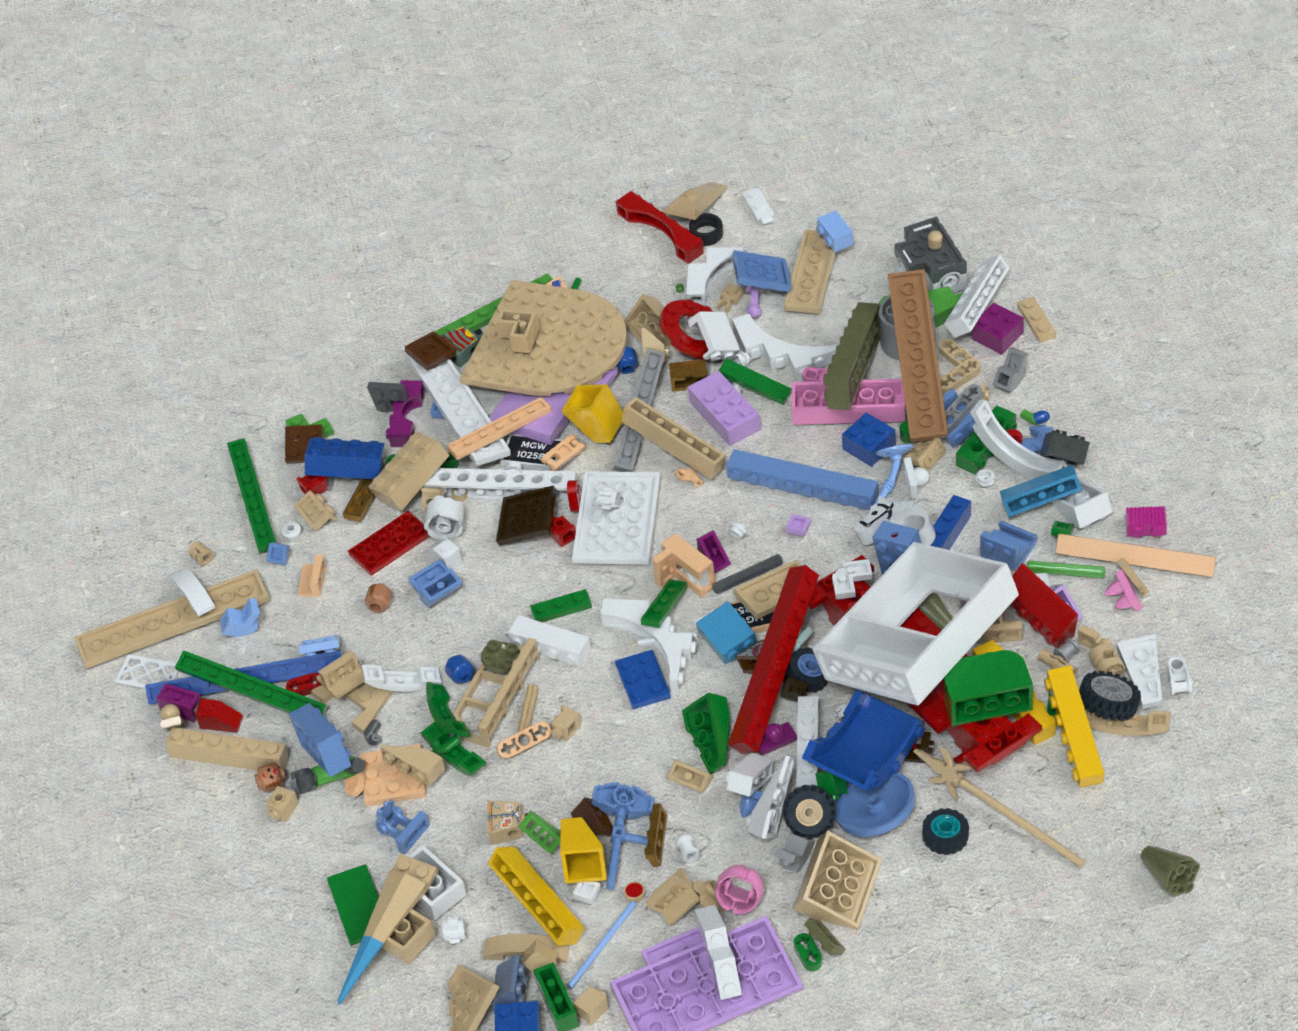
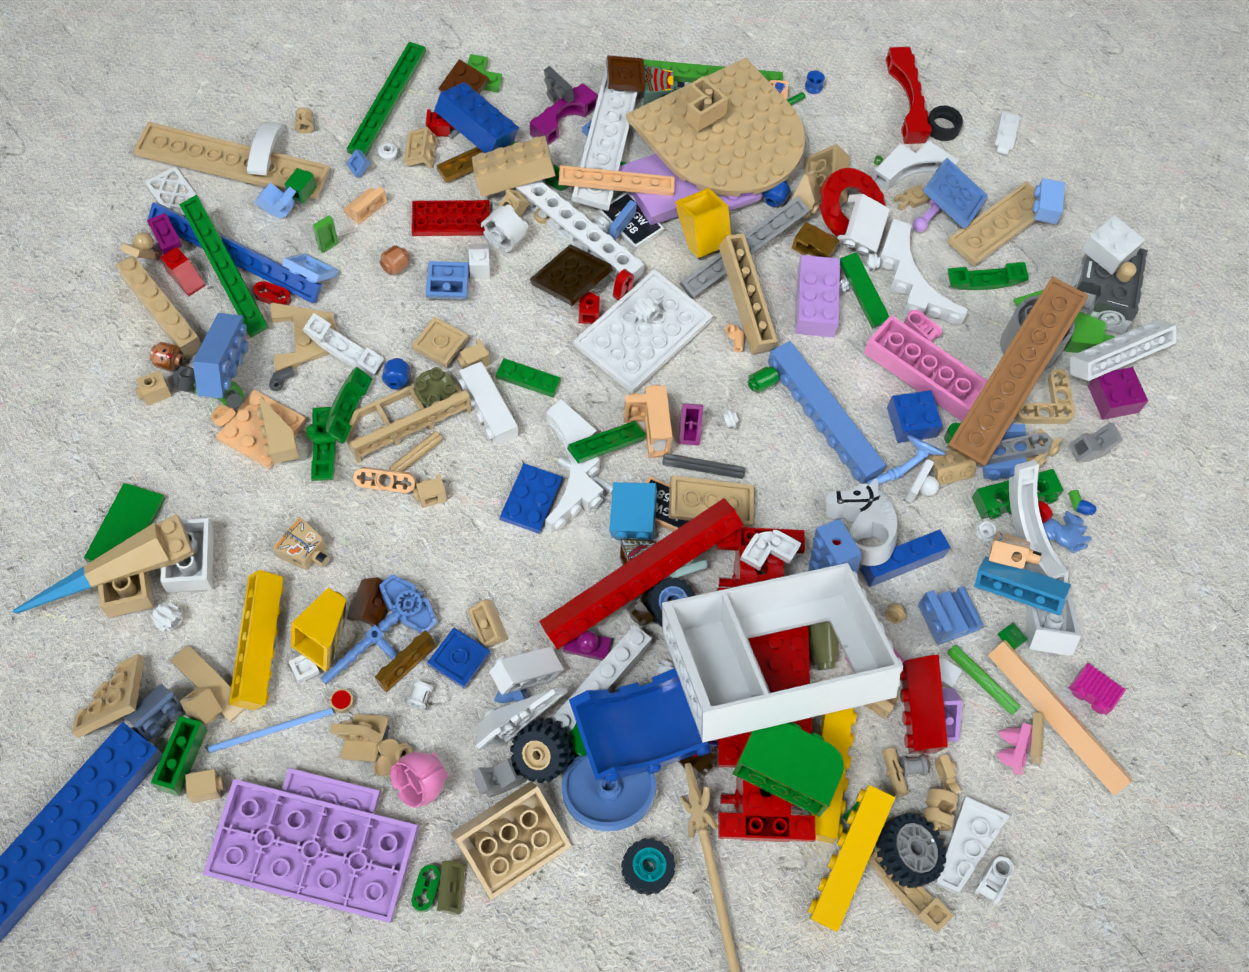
camera: 25 degrees right, 15 degrees up
(254, 590) = (303, 183): none -> green brick
(308, 613) = (325, 234): none -> bright green tile
(341, 675) = (296, 308): tan bracket -> none
(391, 815) = (215, 468): medium blue tile -> none
(470, 627) = (440, 342): none -> tan plate
(506, 617) = (473, 355): none -> tan brick
(528, 451) = (622, 219): none -> medium blue tile
(545, 826) = (315, 584): bright green slope -> none
(563, 452) = (651, 239): light nougat plate -> none
(579, 264) = (814, 82): none -> blue wheel
(692, 808) = (459, 658): none -> blue plate
(695, 200) = (956, 91): tan wedge -> none
(709, 726) = (544, 587): green wedge -> none
(719, 952) = (340, 827): white arch -> none
(737, 489) = (763, 379): none -> green brick
(798, 525) = (785, 452): lavender plate -> none
(837, 315) = (989, 278): none -> green slope
(852, 356) = (959, 330): olive brick -> none
(910, 227) = (1113, 244): none -> white brick
(1008, 478) = (1004, 547): none -> light nougat torso
(1036, 319) = (1160, 409): tan plate -> none
(1063, 447) = (1078, 560): pearl dark grey brick -> none

